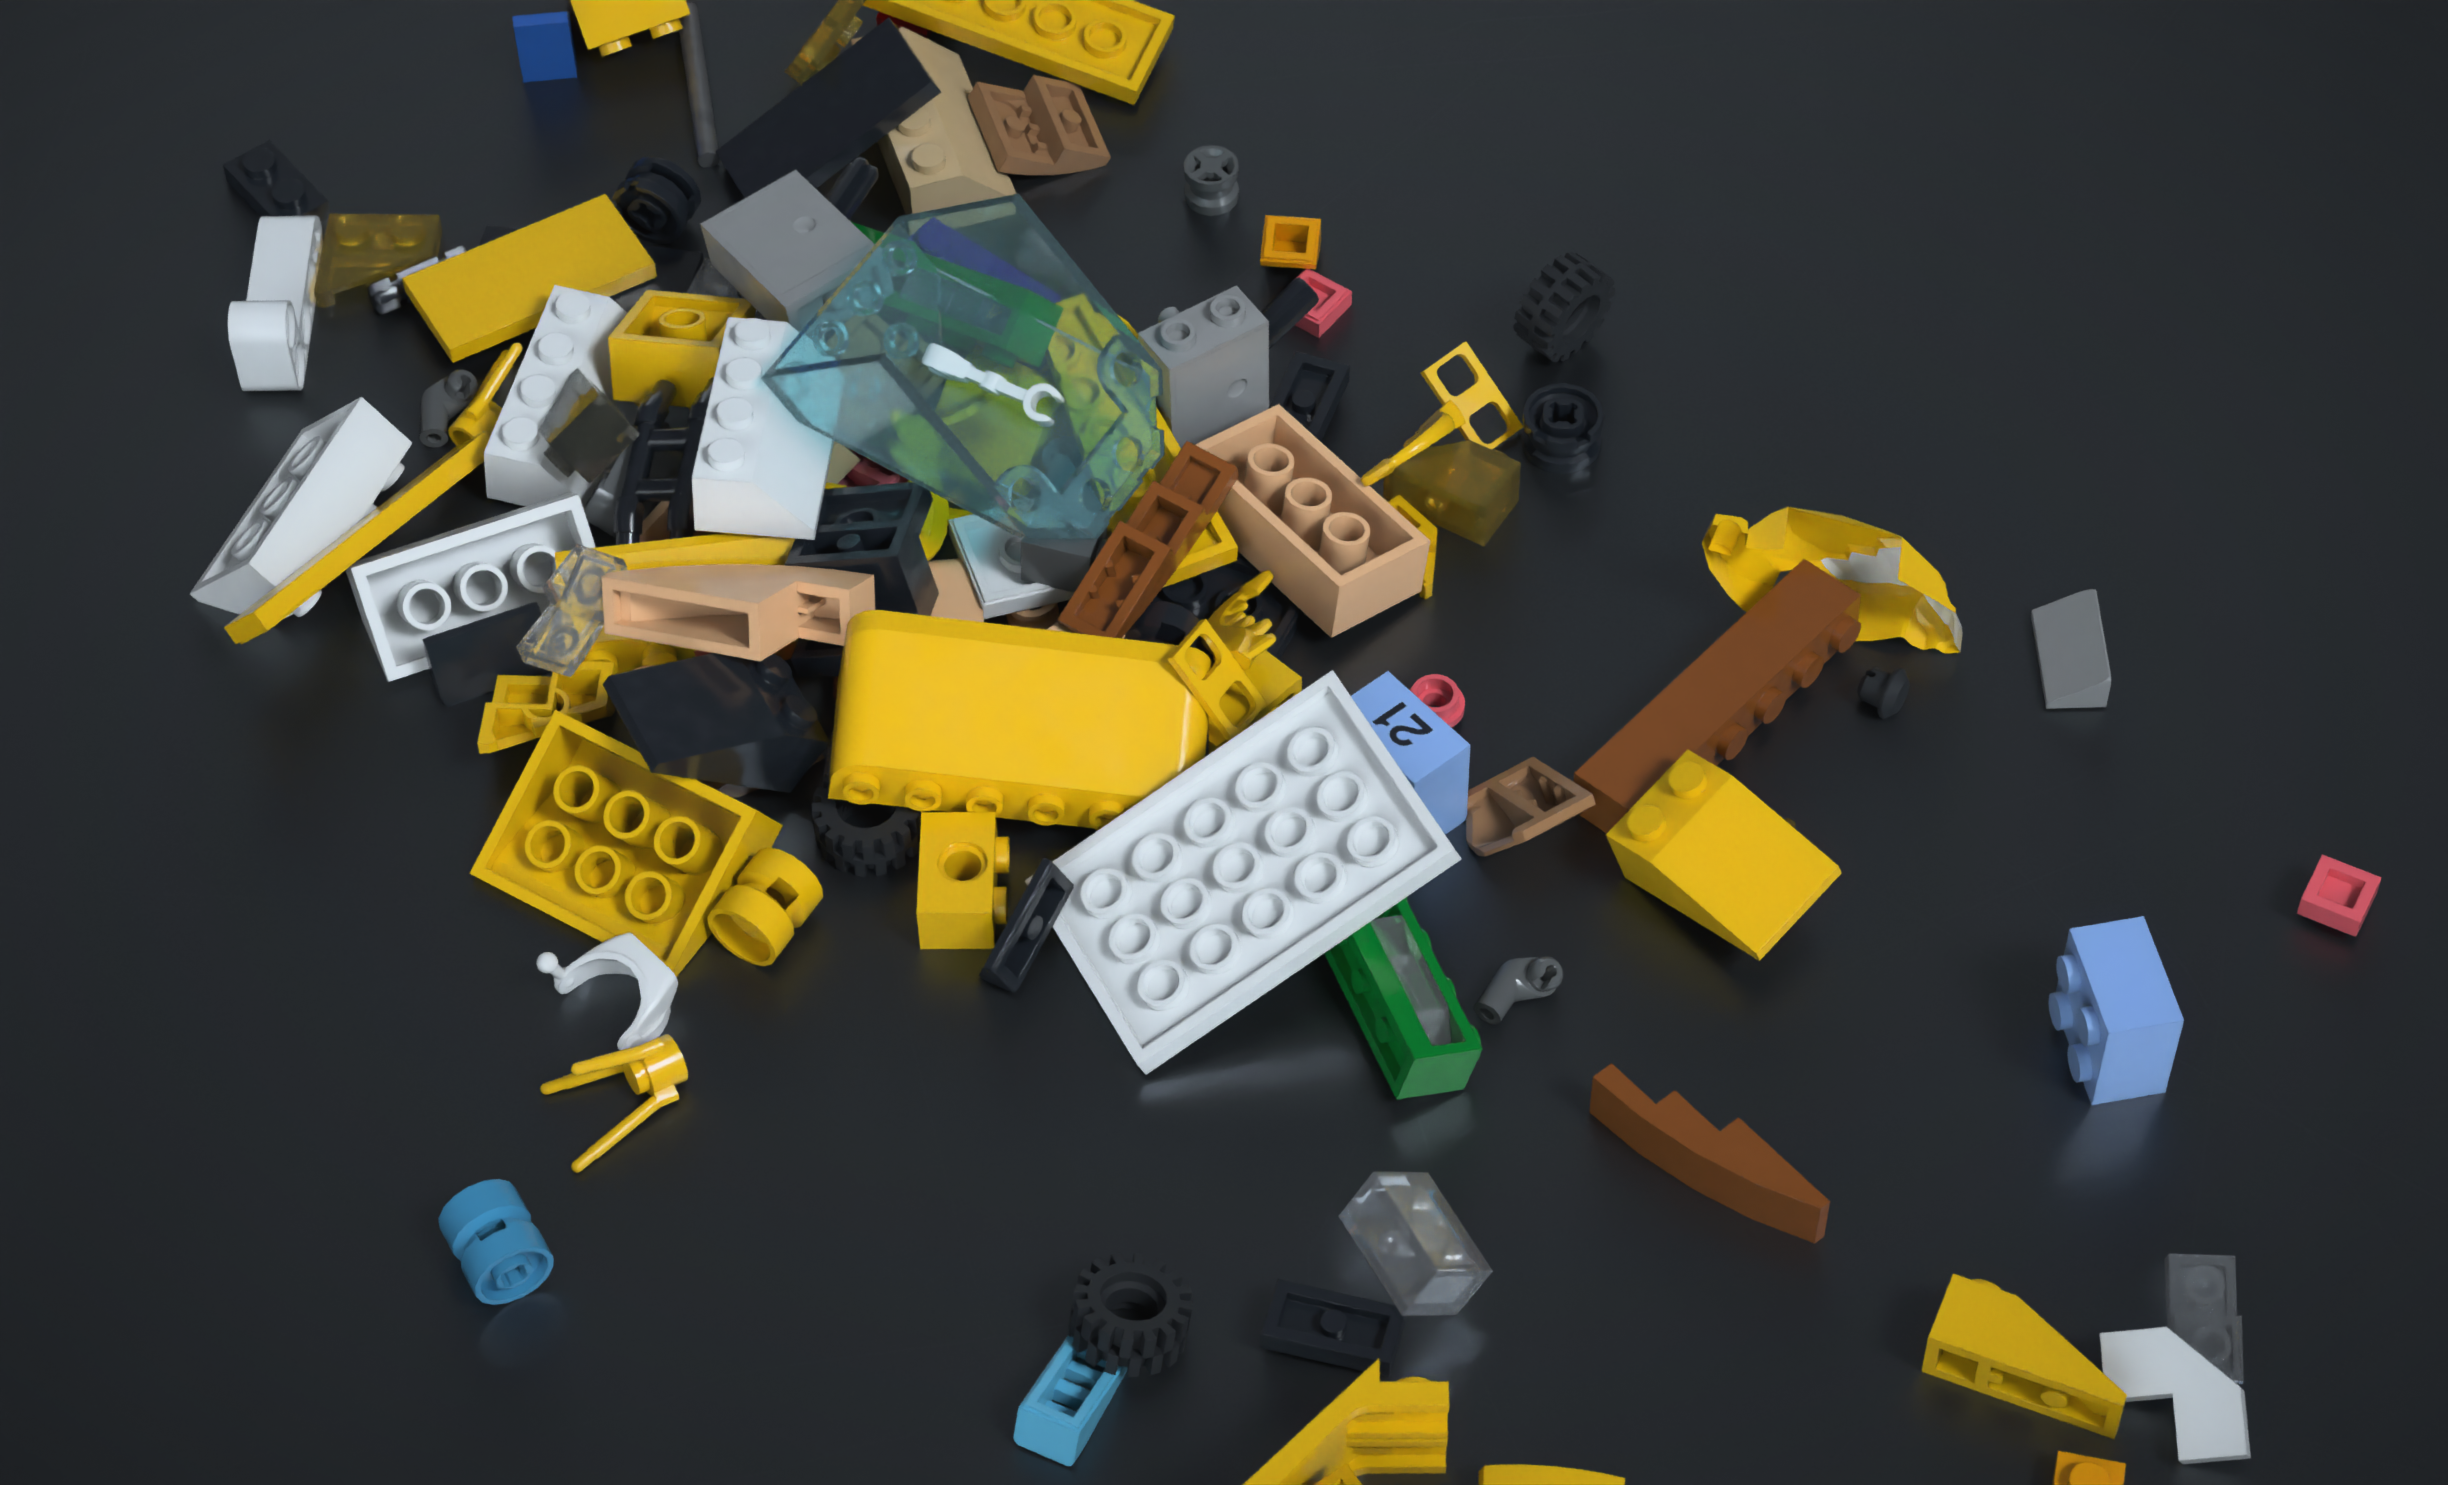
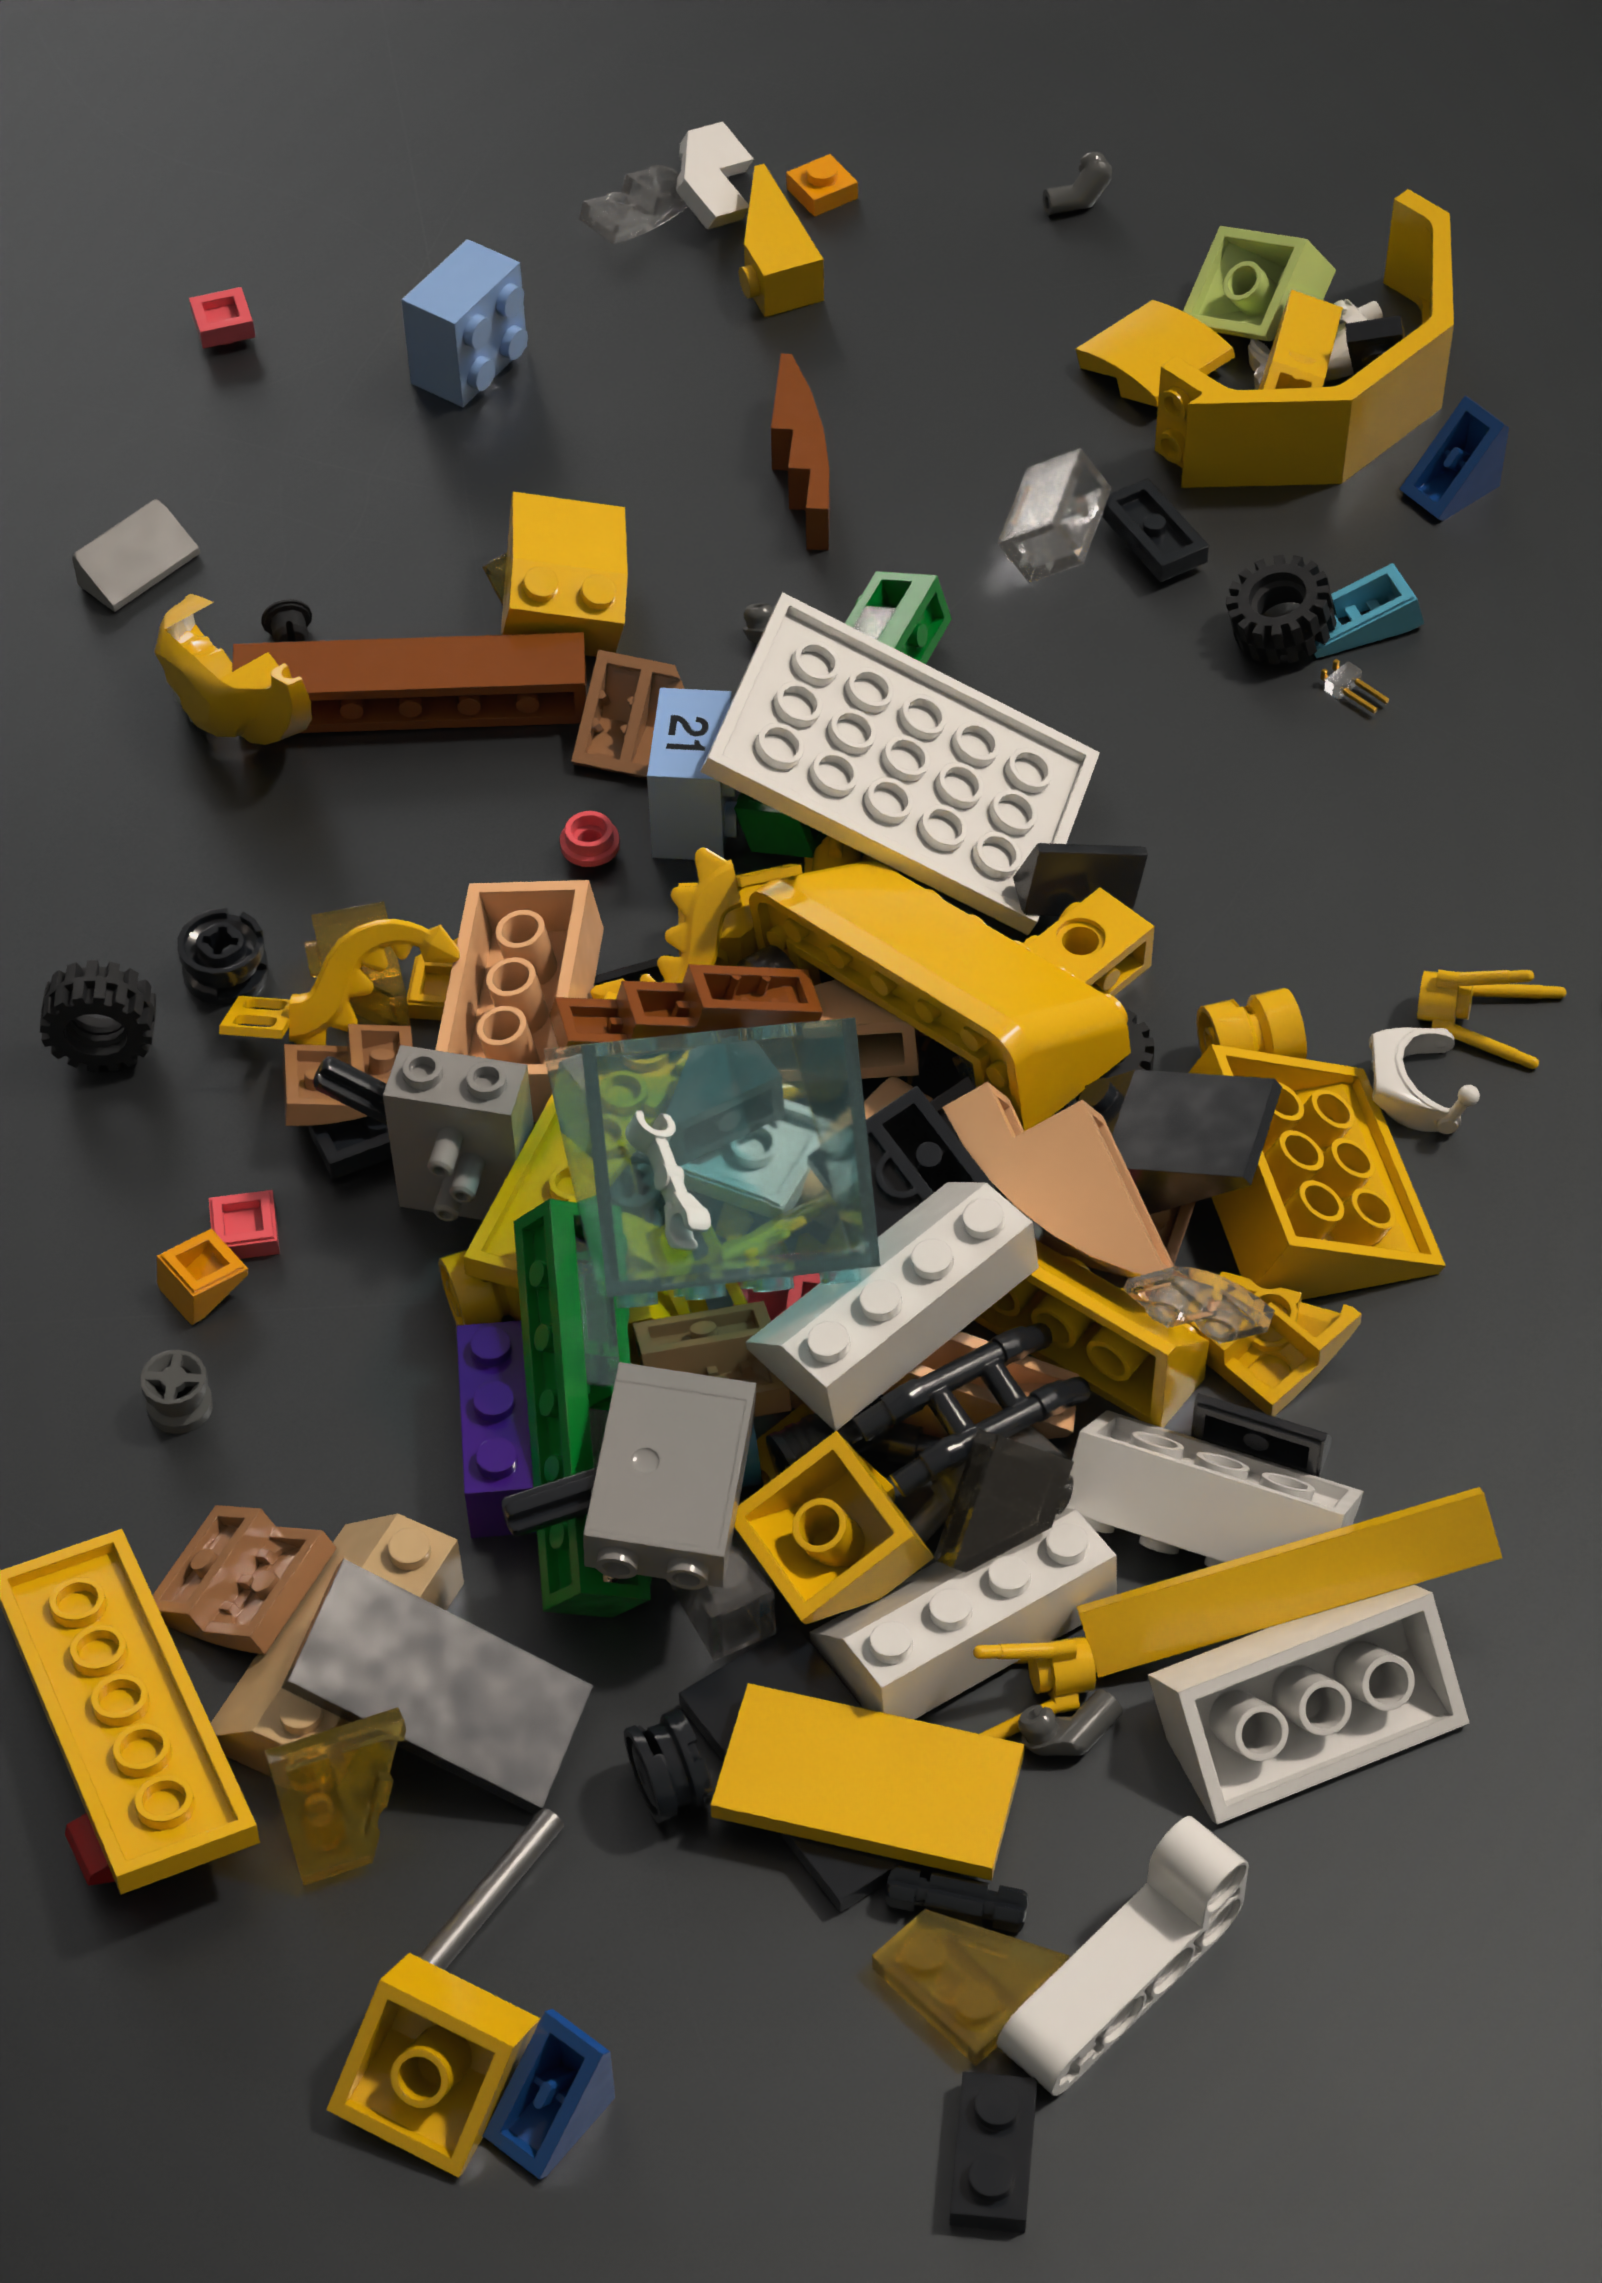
camera: 135 degrees left, 0 degrees up
(1024, 1321) = (1344, 680): none -> piece
(1360, 404) = (367, 1049): none -> medium nougat slope

